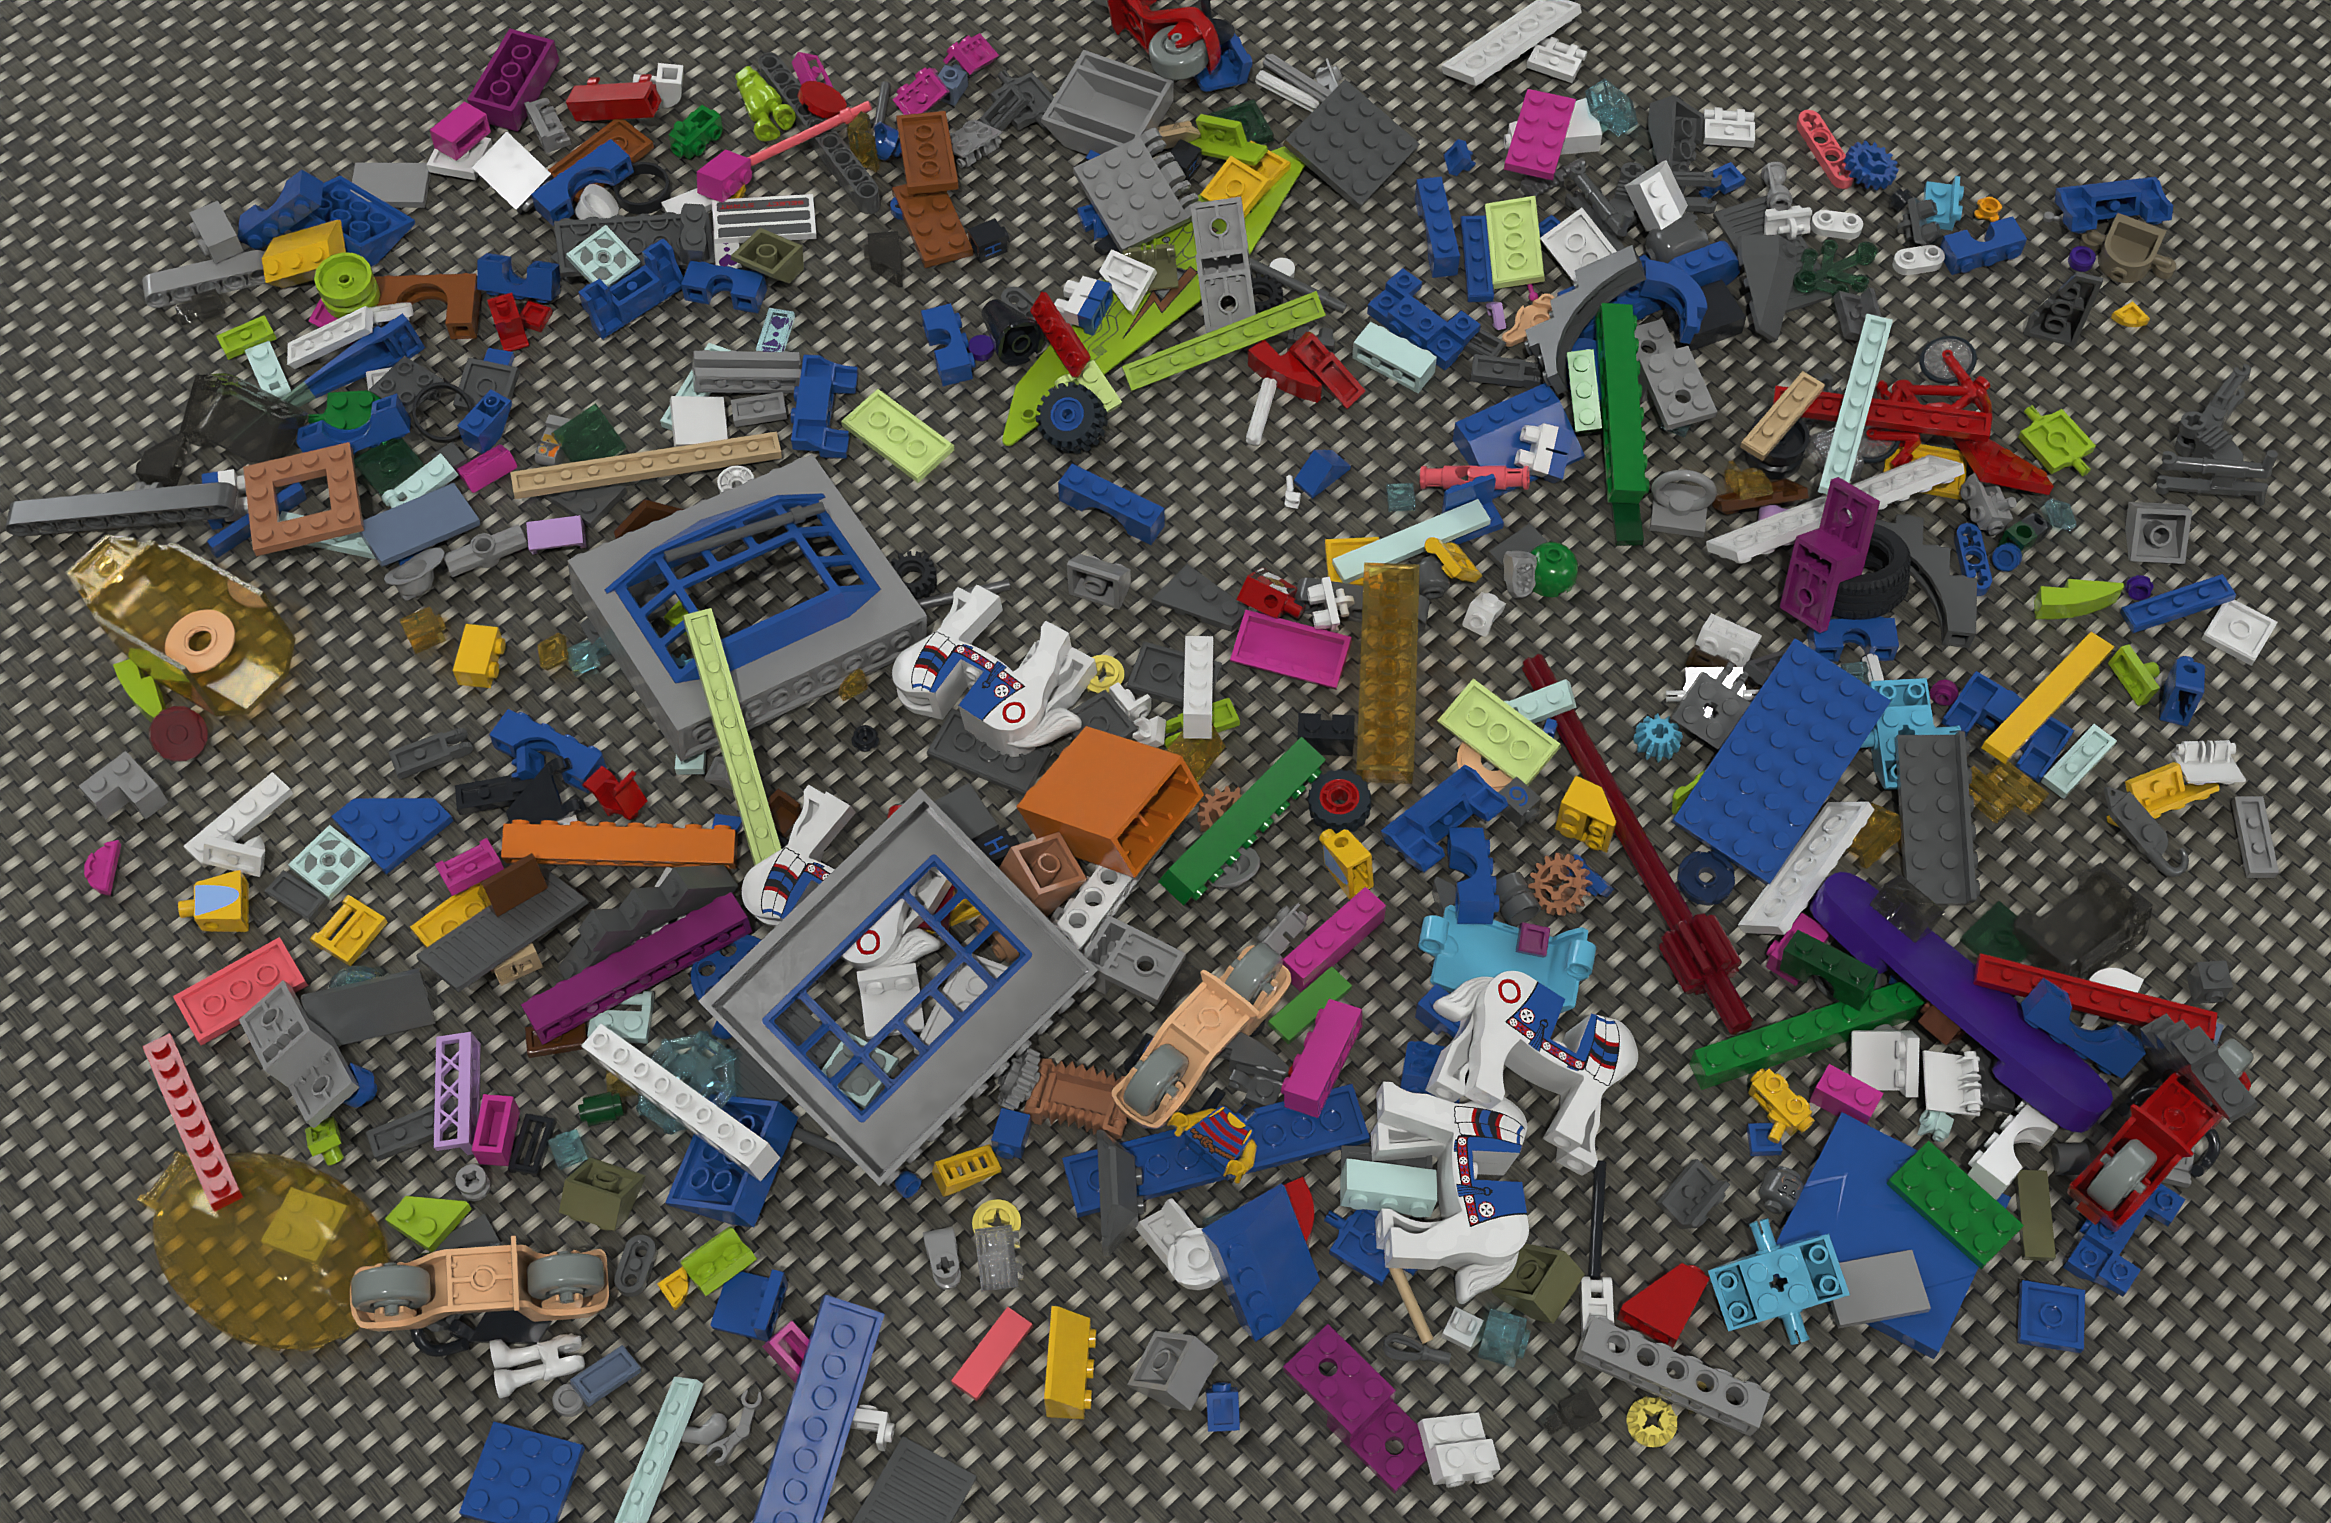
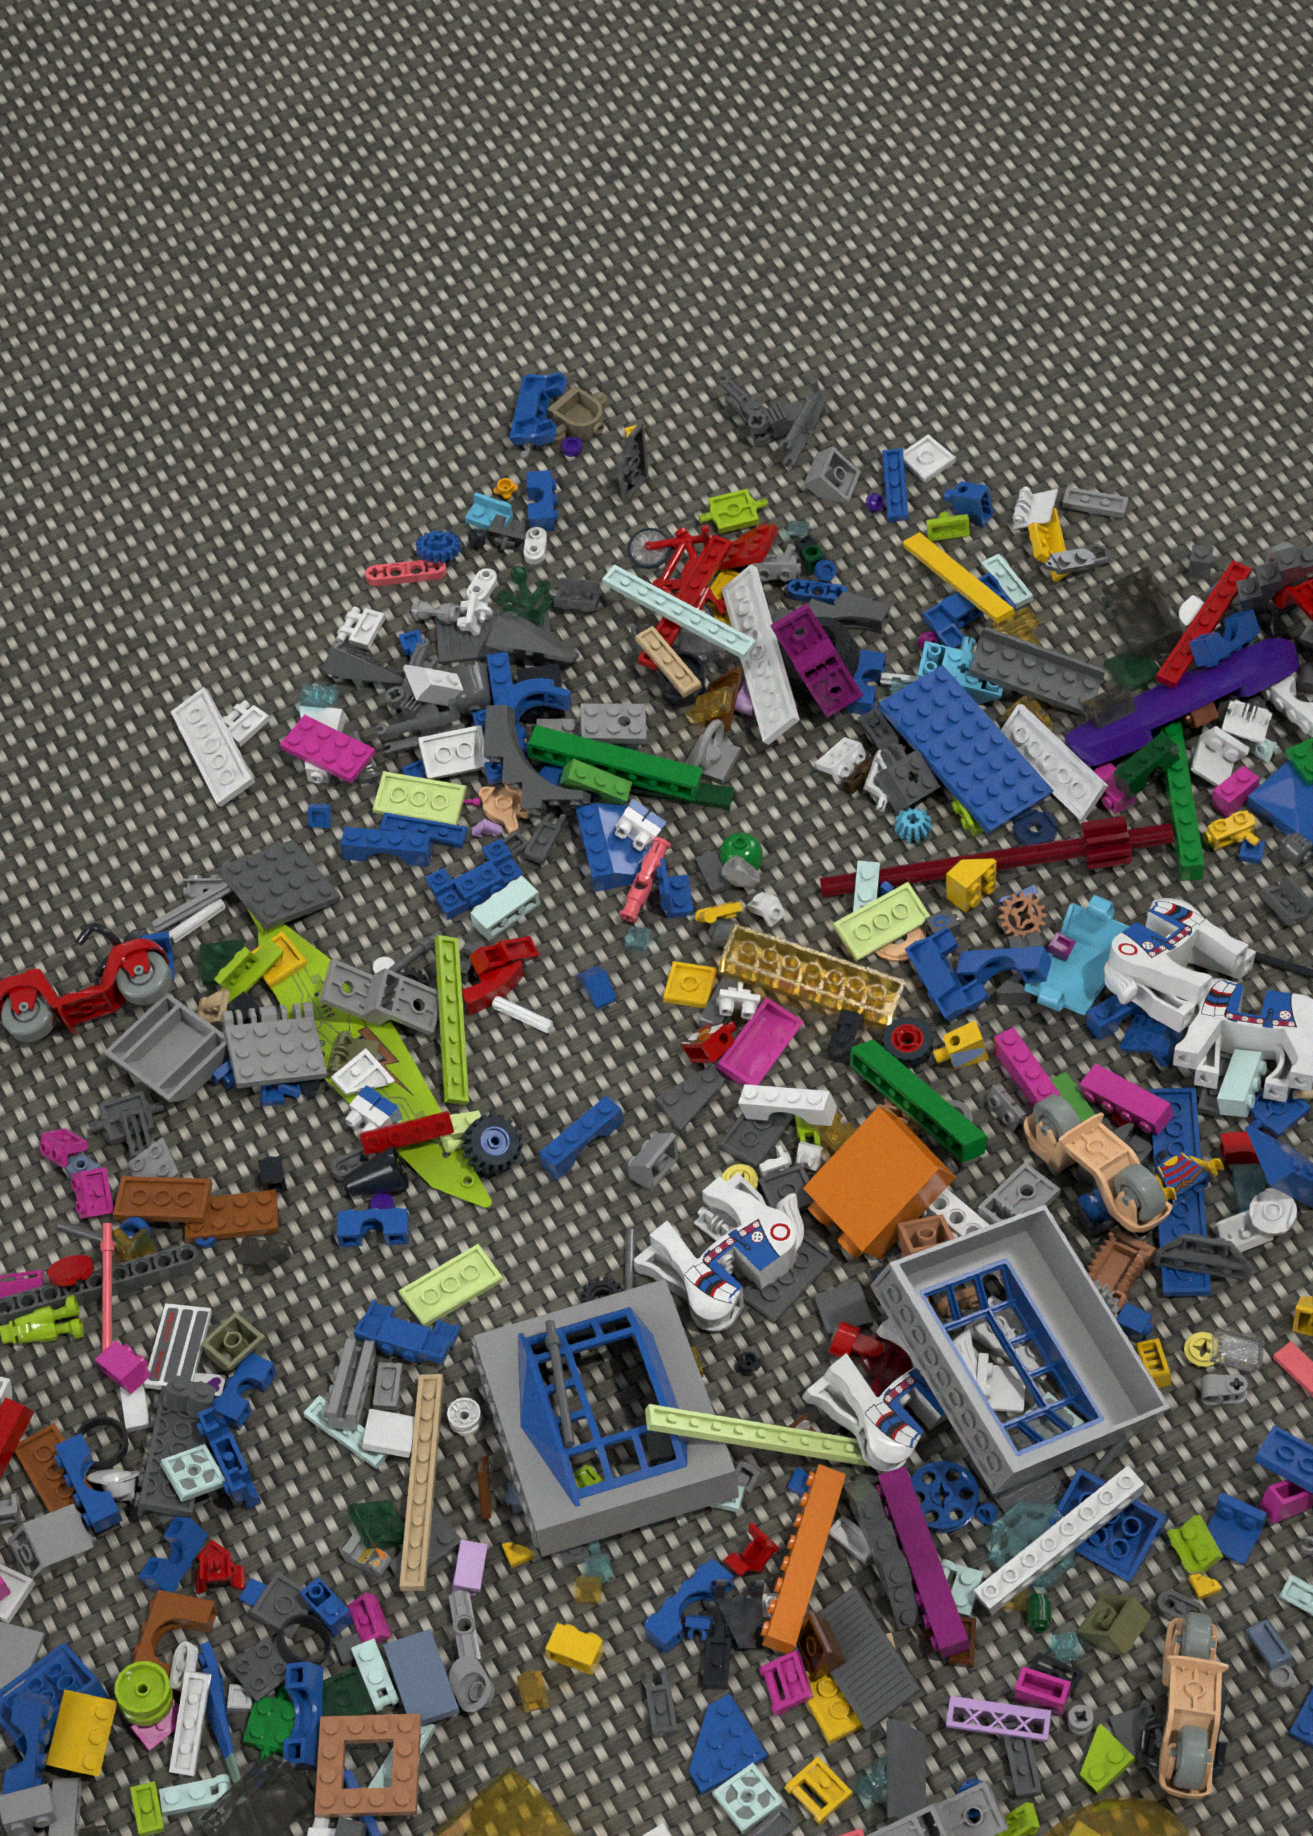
camera: 70 degrees left, 5 degrees down
(548, 1351) = (1243, 1682): white piece -> none
(693, 134) = (62, 1392): green brick -> none
(775, 330) = (306, 1361): clear light blue tile -> none
(1234, 181) = (298, 975): yellow plate -> none
(1292, 498) = (614, 1013): white hand -> none
(1412, 540) = (689, 937): light aqua tile -> none
(2075, 599) = (872, 542): lime slope -> none

